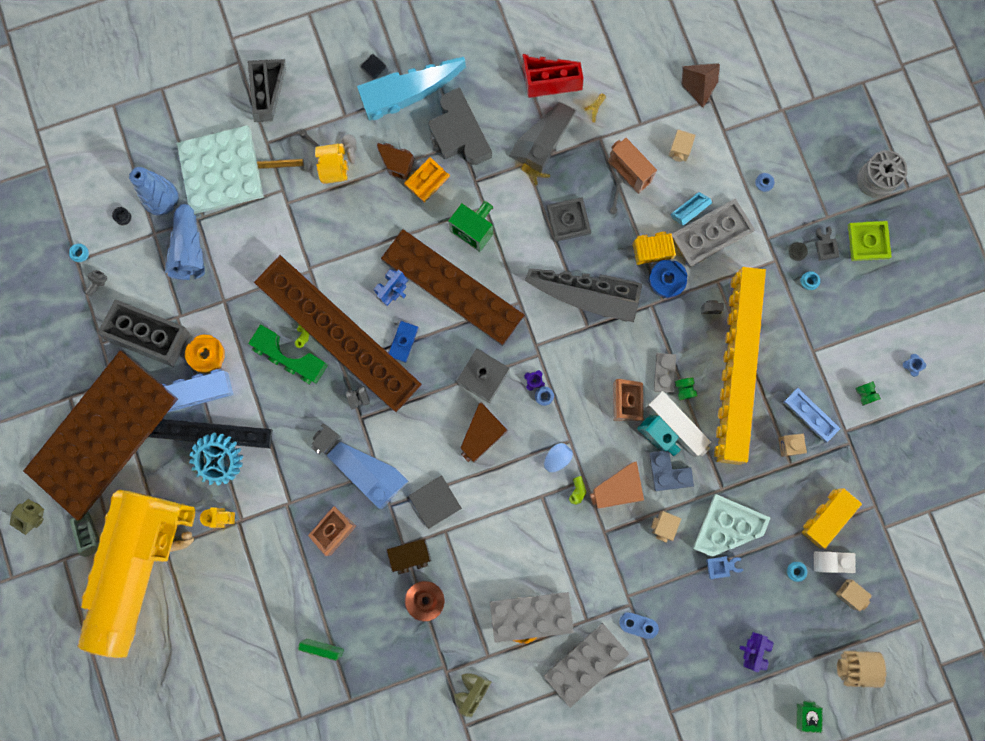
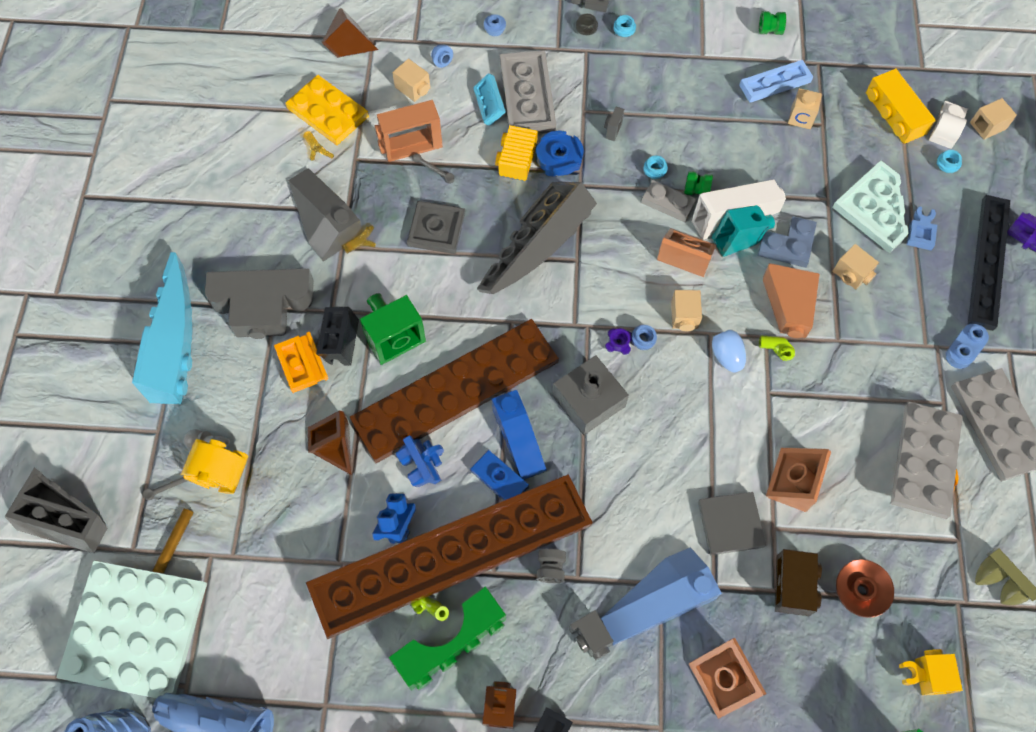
camera: 70 degrees left, 15 degrees down
(261, 401) = (499, 705): none -> reddish brown brick
(344, 289) = (395, 519): none -> blue hips
(373, 66) = (114, 368): black tile -> none
(382, 226) = (331, 440): none -> reddish brown slope
(388, 661) = (934, 672): none -> yellow brick
(396, 161) = (254, 390): reddish brown slope -> none
(436, 341) = (518, 434): none -> blue slope
(454, 193) = (338, 335): none -> black hinge
(481, 434) = (664, 427): reddish brown slope -> none
(484, 533) = (798, 477): none -> nougat slope
(551, 76) = (254, 172): red wedge -> none
(576, 417) = (686, 309): none -> tan brick
(630, 98) = (327, 109): none -> yellow plate
(694, 350) = (655, 162): none -> medium azure plate
(715, 157) = (442, 55): none -> medium blue plate
(717, 624) = (989, 262): none -> black plate
(740, 367) = (699, 118): yellow brick -> none

